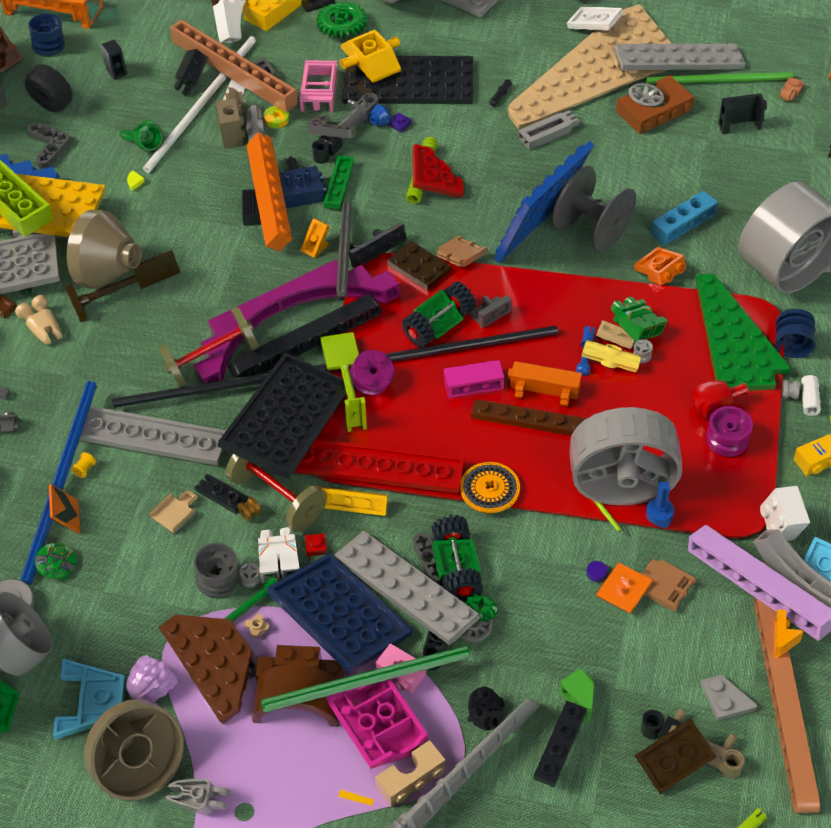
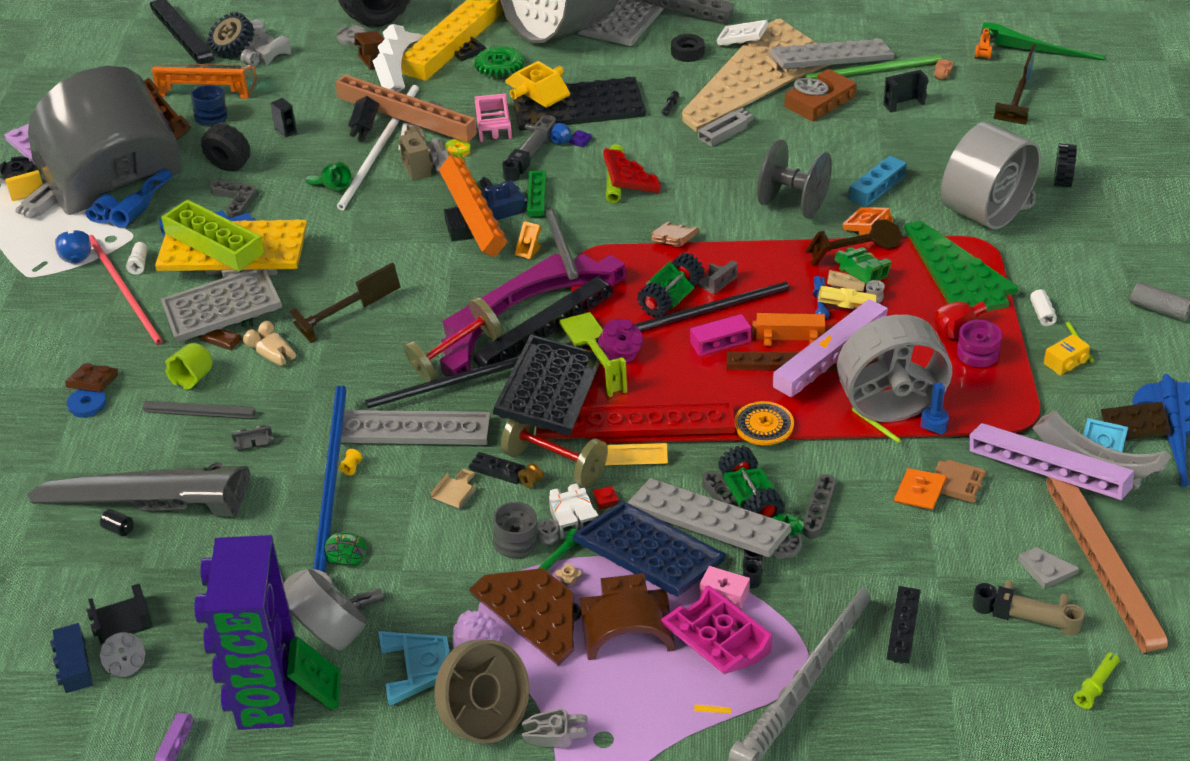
camera: 10 degrees left, 10 degrees down
(64, 508) = (343, 500): orange piece -> none
(71, 618) = (374, 597): none -> dark grey pin
(100, 250) = (323, 270): dark tan cone -> none
(134, 180) = (331, 217): neon yellow tile -> none
(321, 126) = (509, 147): dark grey beam -> none
(364, 679) = (695, 595): green axle -> none
(377, 245) = (592, 237): black plate -> none
(397, 785) = (752, 688): tan arch -> none
(419, 265) = (637, 250): dark brown plate -> none
(485, 708) = (819, 609): black plate -> none
(522, 590) = (816, 505): none -> dark grey beam
(535, 19) = (684, 54): none -> black tyre
(541, 202) = (746, 175): blue plate -> none
(563, 420) = (824, 351): none -> lavender brick
(579, 690) = (904, 575): bright green slope -> none
(596, 571) = (888, 480): dark purple tile -> none
(670, 284) = (882, 233): none -> dark brown piece
(675, 756) = (1017, 618): dark brown plate -> none
(784, 636) = (1087, 502): light orange slope -> none
(785, 512) = (1053, 395): white brick -> none
(790, 389) = (1023, 305): light grey wheel -> none
(796, 332) = (1014, 256): dark blue wheel -> none

